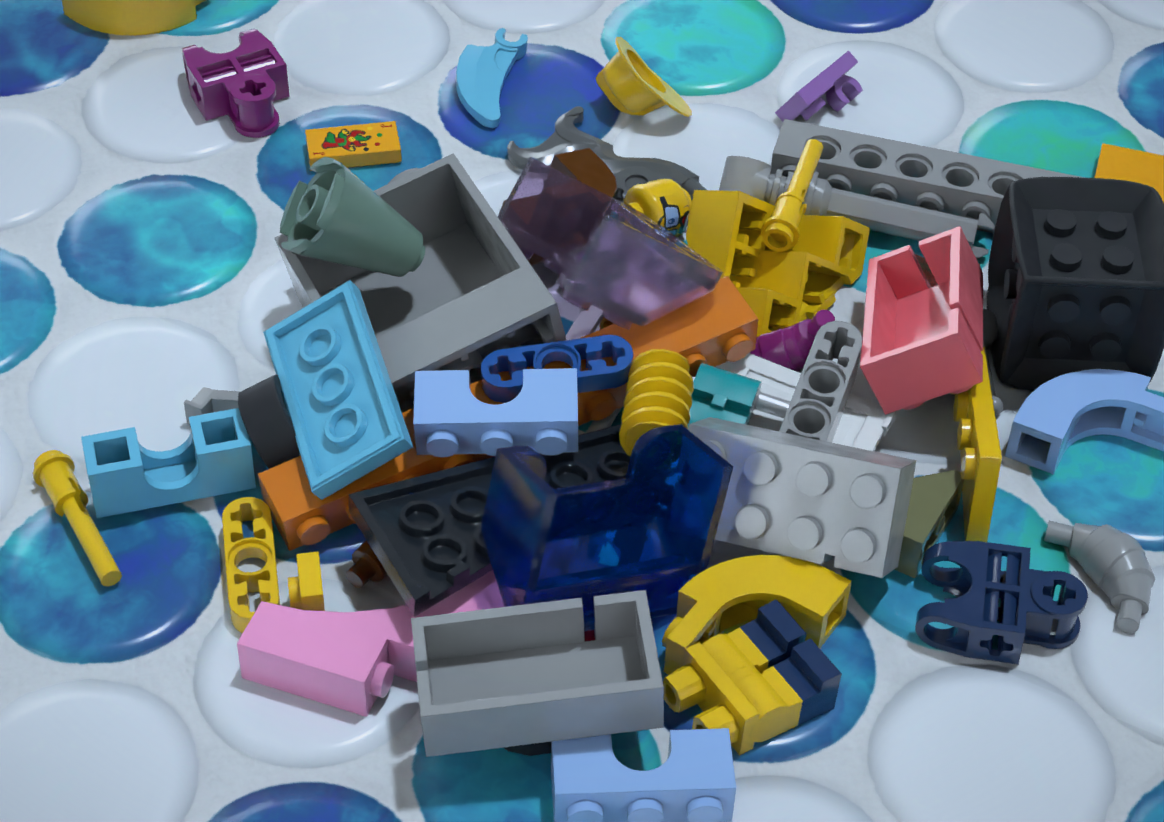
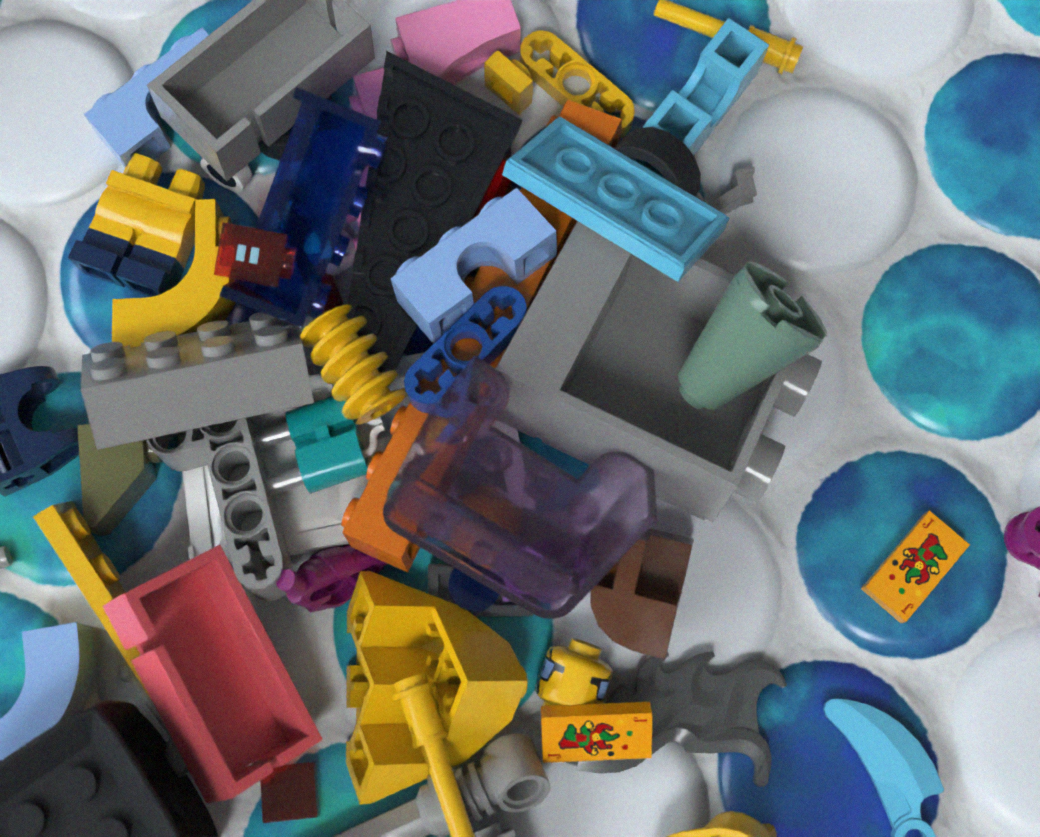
camera: 140 degrees right, 30 degrees up
(667, 167) = (596, 732): none -> light orange tile
(675, 533) = (254, 256): none -> clear red brick

